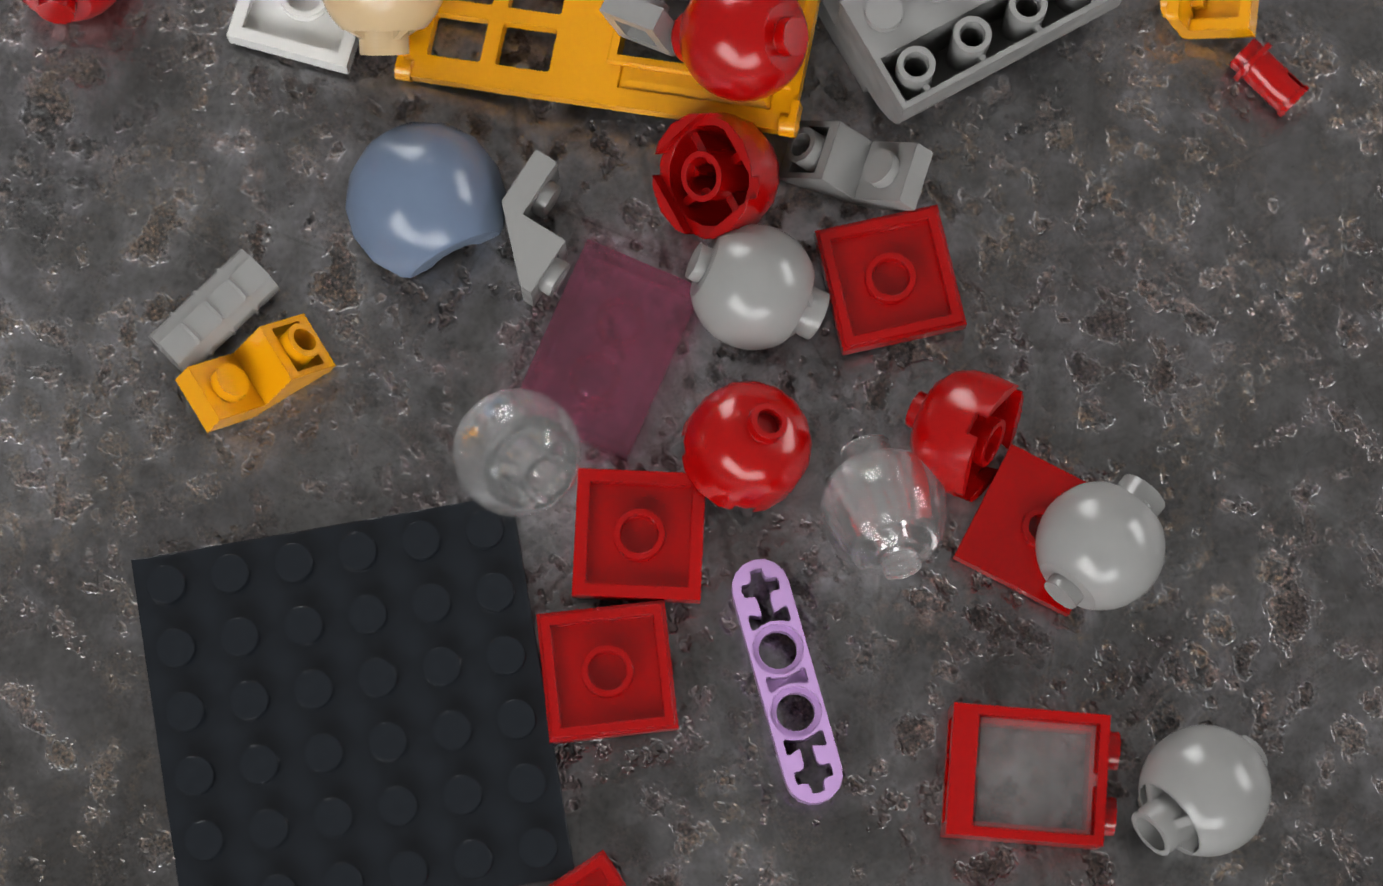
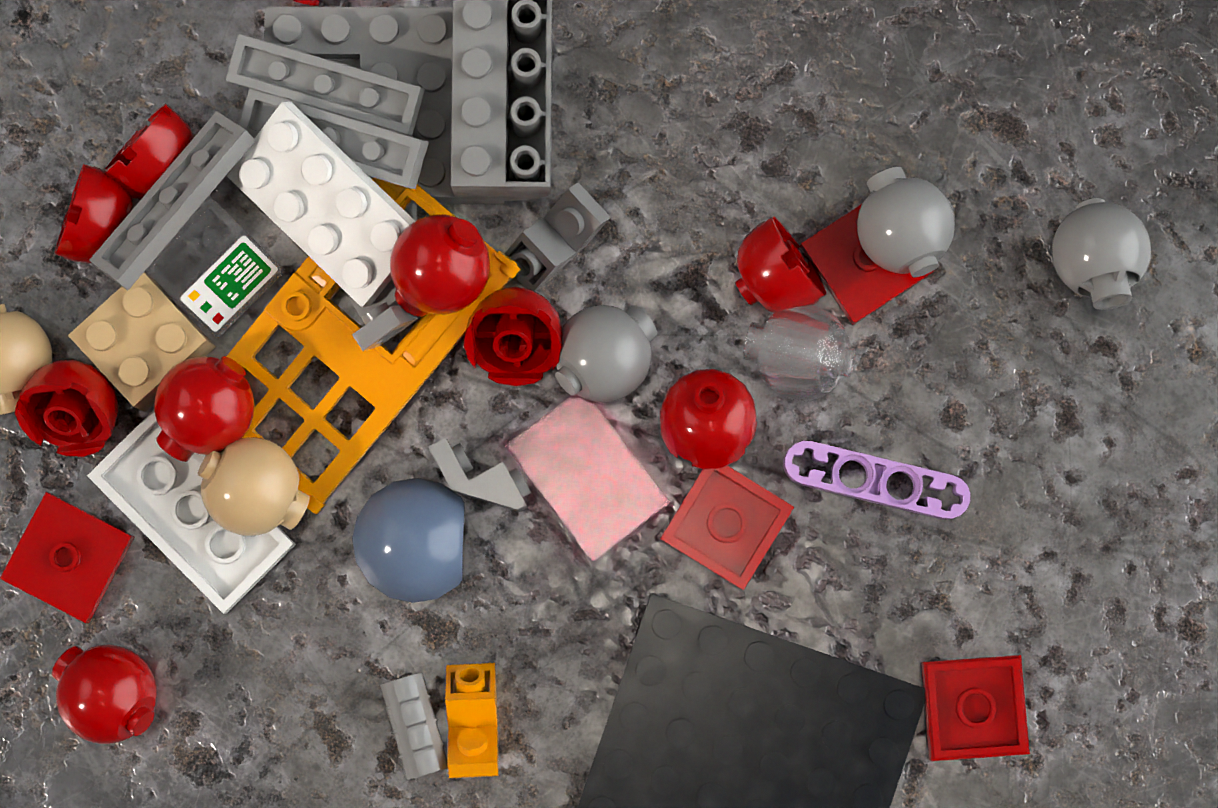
camera: 60 degrees left, 5 degrees up
(516, 452) = (631, 574): clear brick -> none
(607, 672) = (806, 594): red plate -> none
(890, 280) = (645, 259): red plate -> none
(1035, 776) = (1027, 358): window -> none

